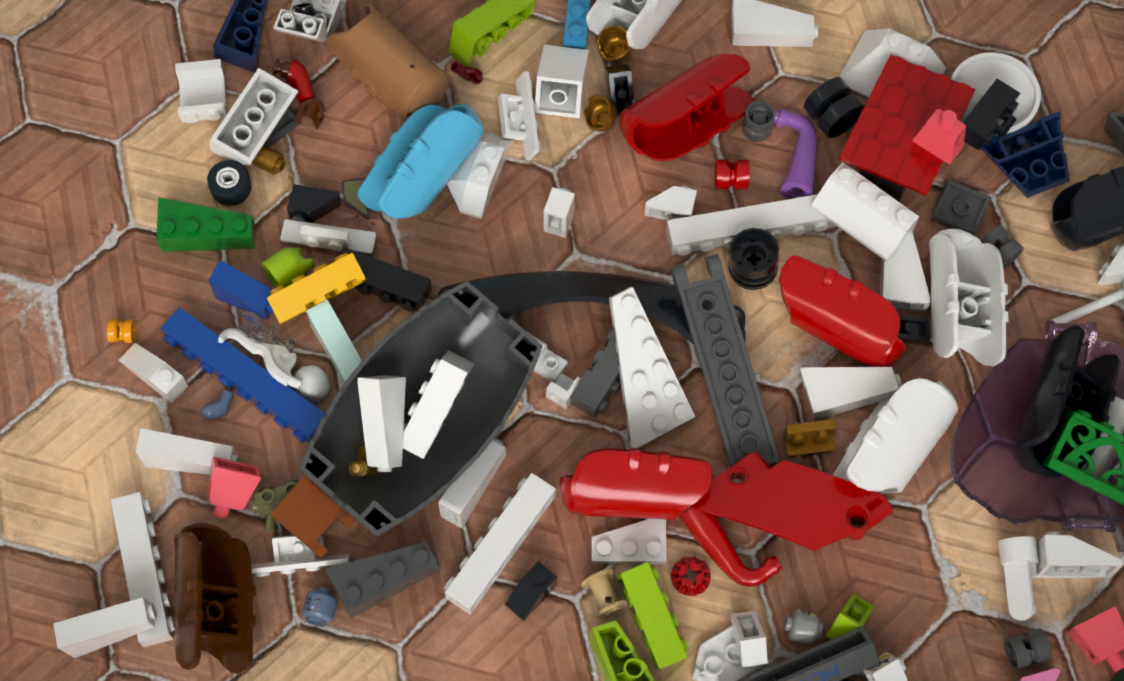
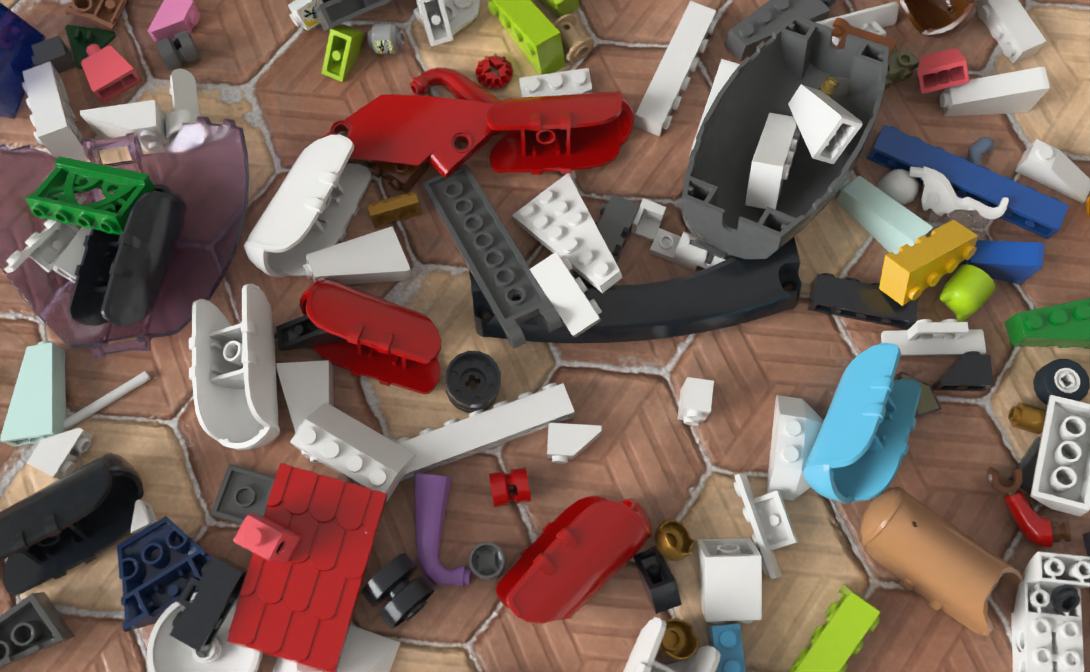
camera: 170 degrees right, 5 degrees up
(467, 73) = (848, 572): dark red arm -> none
(531, 591) = (635, 35): black slope -> none
(661, 298) = (566, 293): none -> white brick
(1011, 247) = (198, 448): dark grey wheel -> none
(1047, 201) = (142, 516): none -> white slope

